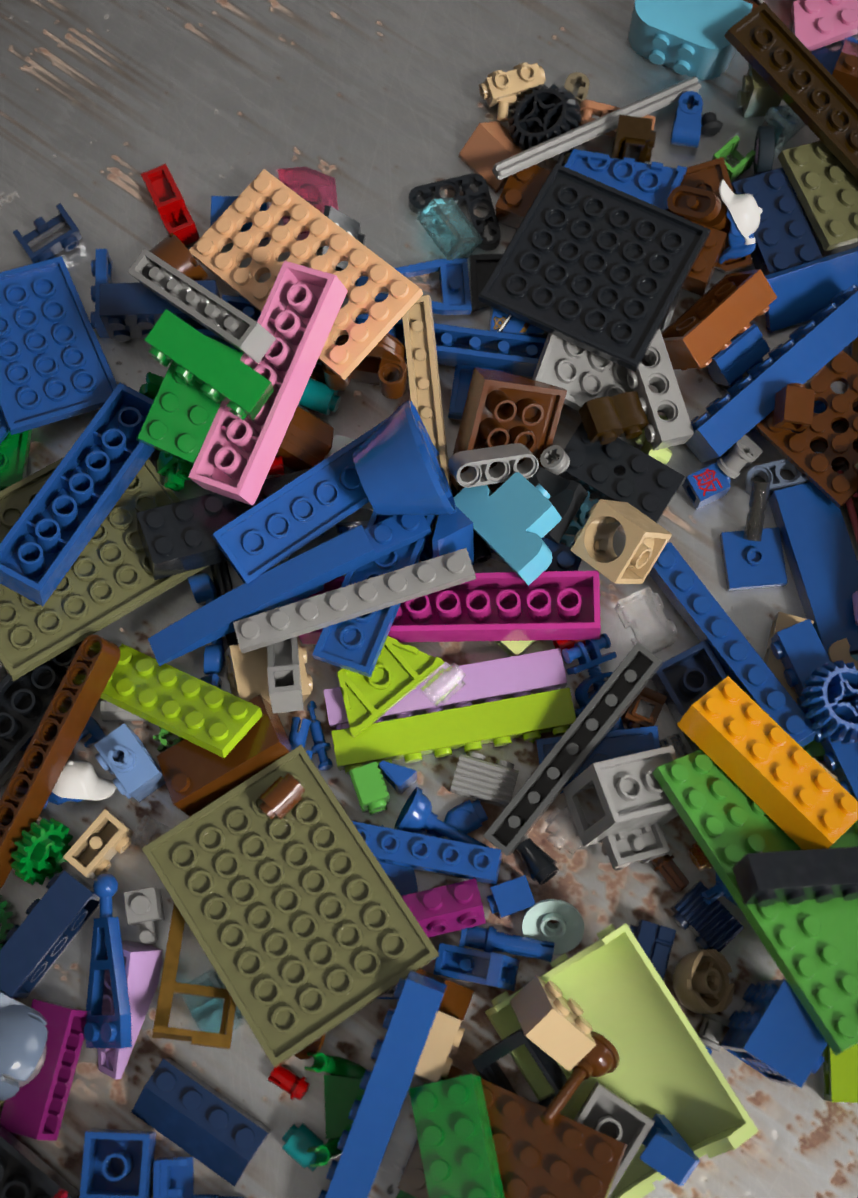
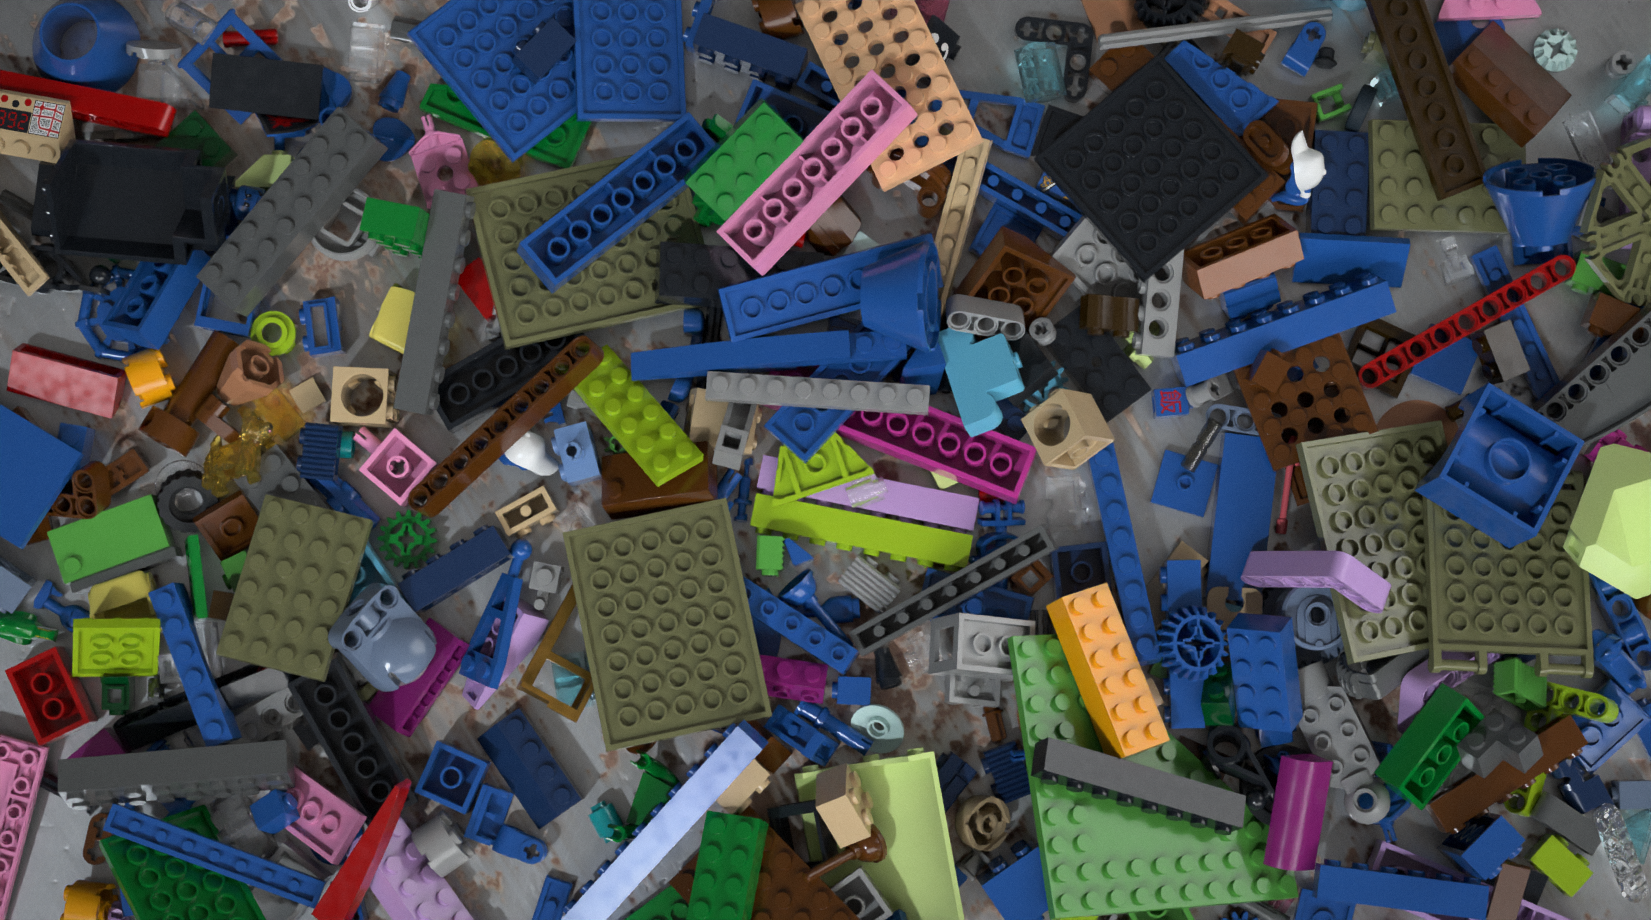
camera: 25 degrees right, 10 degrees up
(41, 851) = (478, 499): green gear -> none
(202, 305) = (783, 81): light grey brick -> none
(209, 365) = (769, 152): green brick -> none
(281, 797) = (692, 537): reddish brown brick -> none
(289, 1082) = (613, 766): red pin -> none
(320, 397) = (863, 190): teal brick -> none

